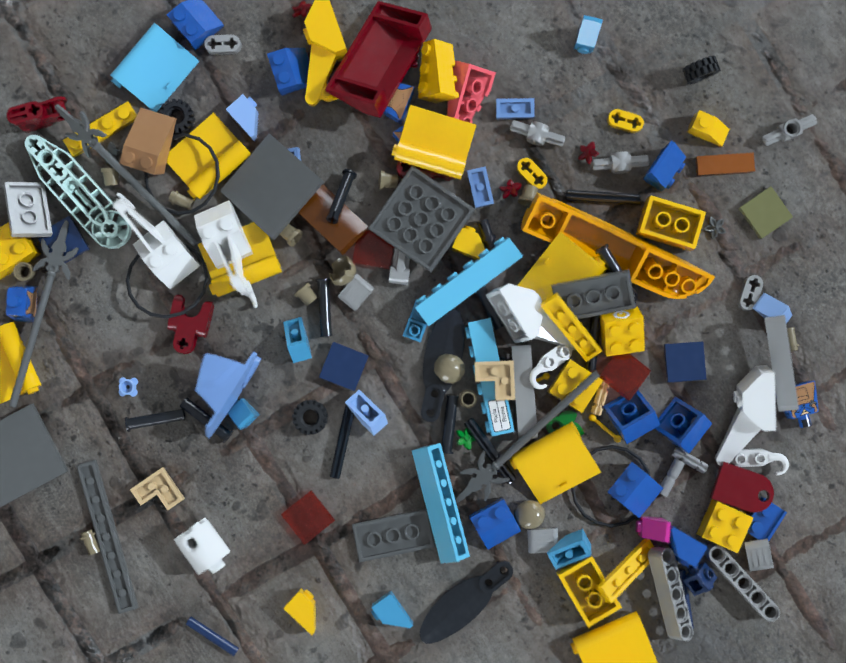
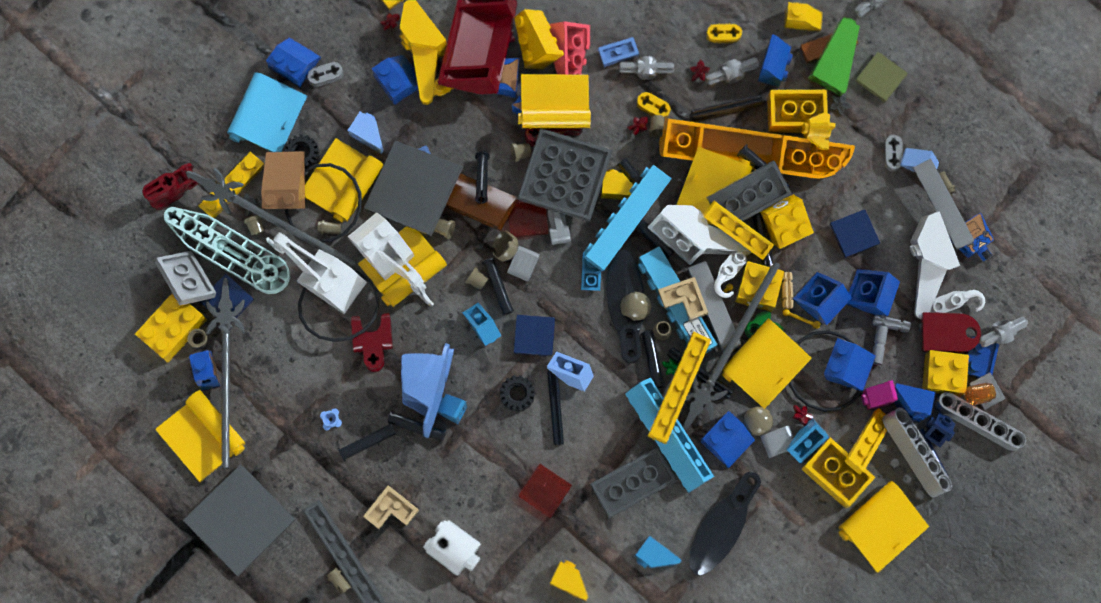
camera: 20 degrees left, 10 degrees down
(463, 464) = (679, 388): none -> yellow tile
(480, 187) = (609, 131): medium blue plate -> none
(573, 522) = (802, 415): none -> dark red plant
(625, 374) = (803, 261): clear red tile -> none
(683, 251) = (818, 129): none -> yellow brick
(726, 182) = (835, 62): none -> bright green slope
(751, 559) = (980, 393): none -> clear orange brick
(795, 503) = (1003, 332): none -> light grey axle

